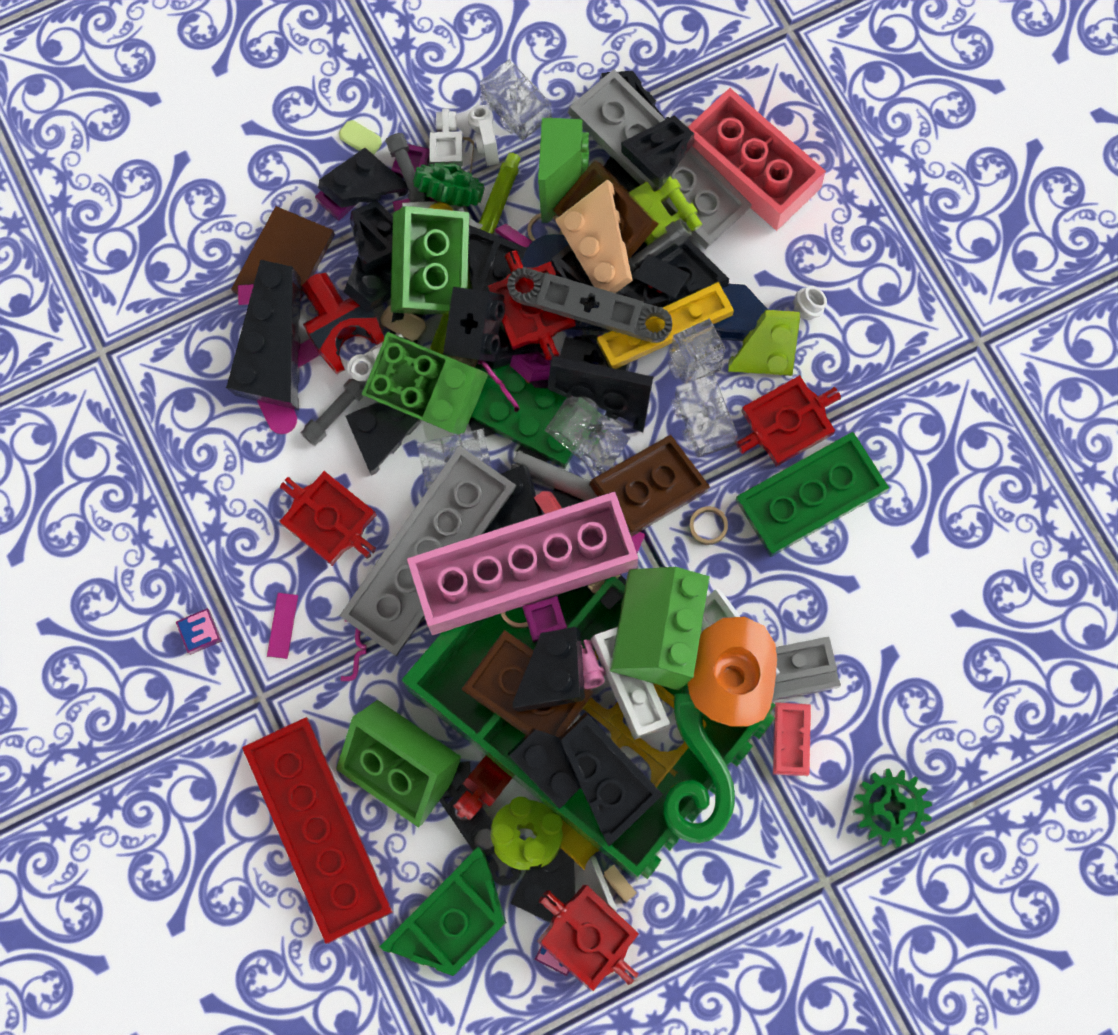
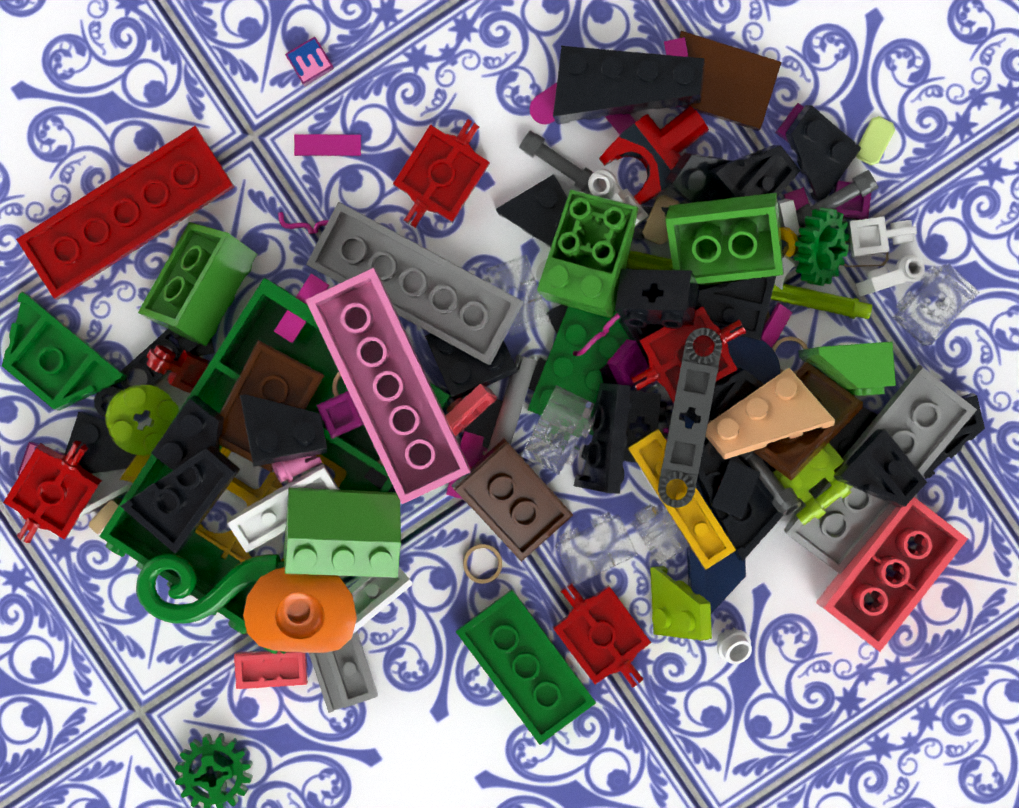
camera: 80 degrees right, 15 degrees up
(450, 661) = (291, 324): none -> dark pink window

